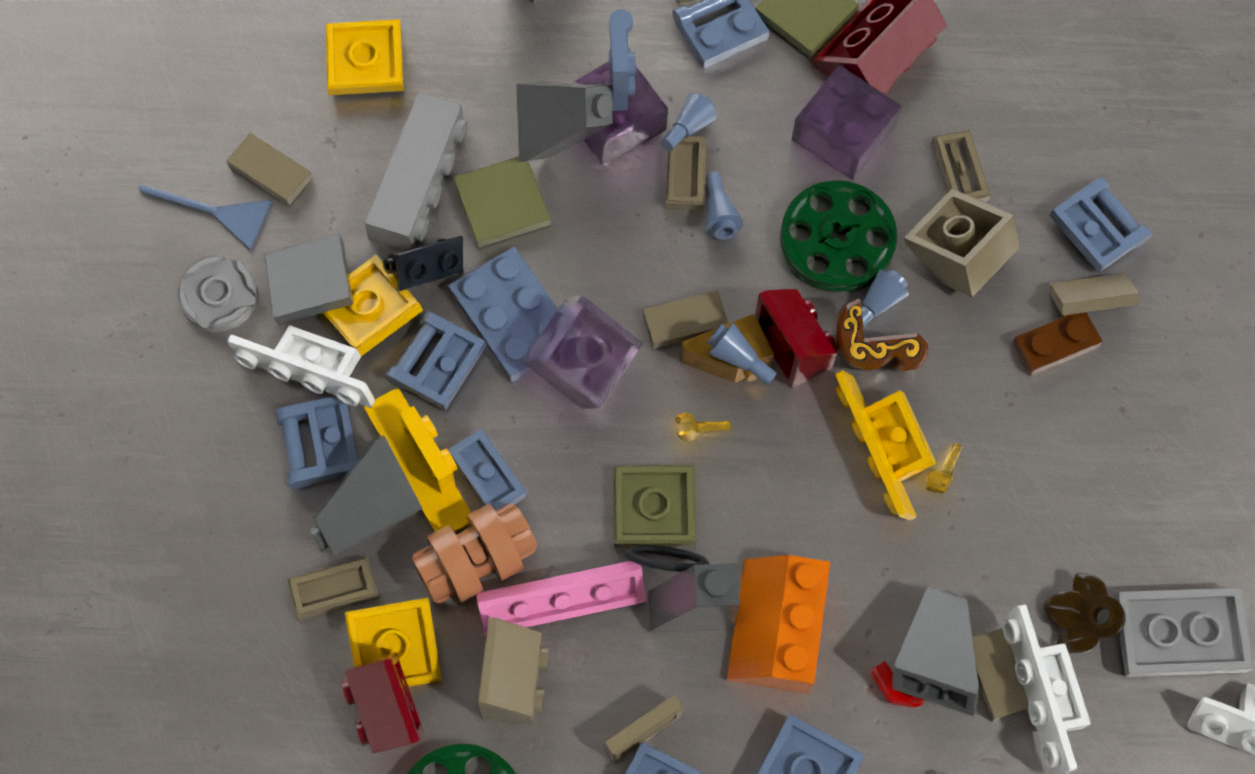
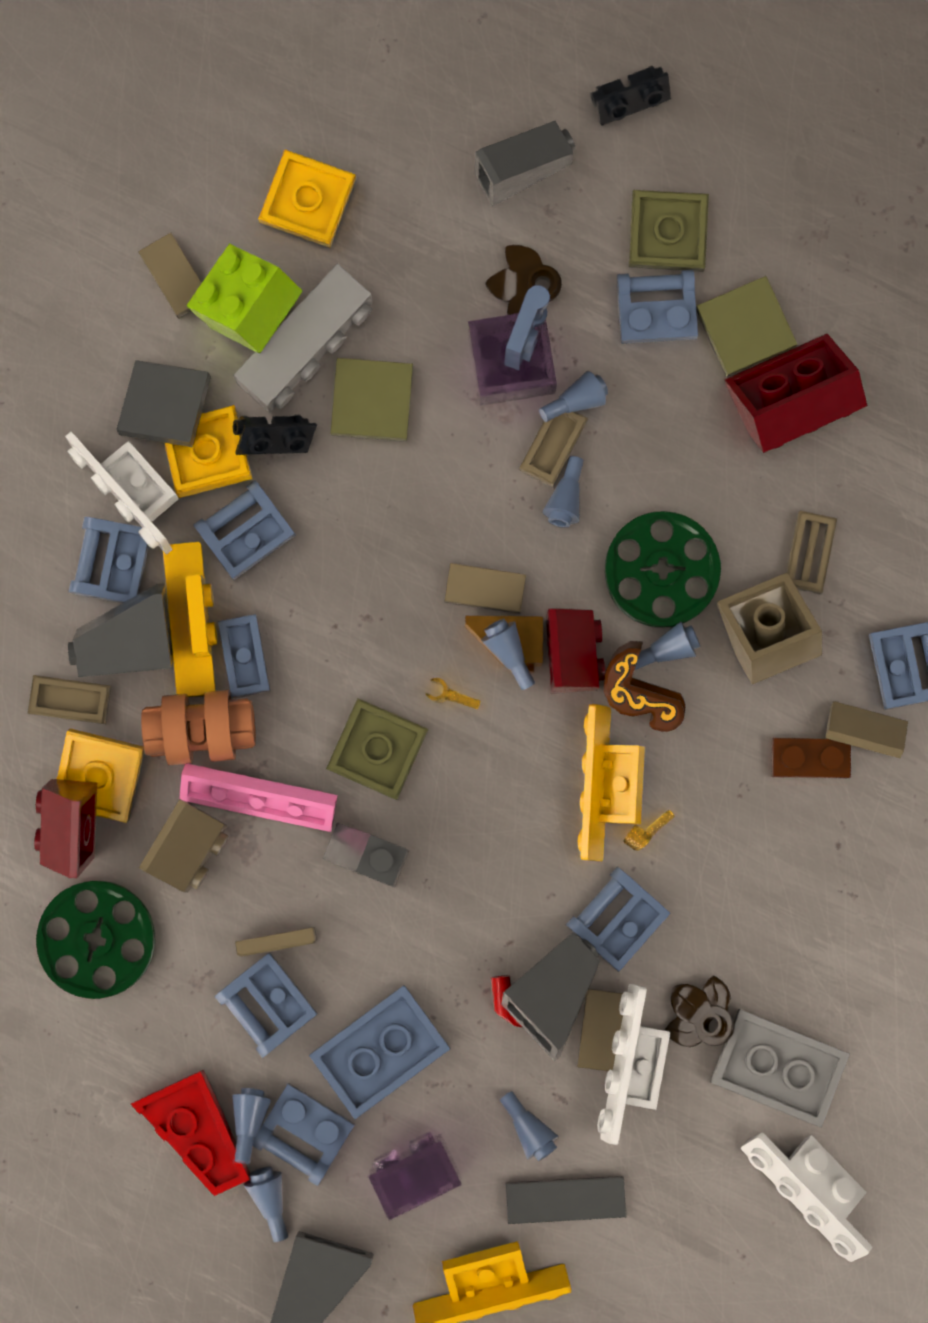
camera: 25 degrees right, 15 degrees up
(218, 294) = (79, 379): light grey tile -> none
(240, 219) = (129, 312): sand blue piece -> none
(345, 153) = (244, 298): none -> lime brick
(505, 308) = (333, 514): sand blue plate -> none
(559, 116) = (453, 347): dark grey slope -> none
(582, 352) = (372, 587): clear purple brick -> none
(587, 48) = (522, 273): none -> dark brown plate
(631, 555) = (353, 820): black piece -> none
(779, 622) = (433, 902): orange slope -> none
(845, 122) = (722, 462): clear purple brick -> none
(974, 563) = (628, 928): none -> sand blue plate

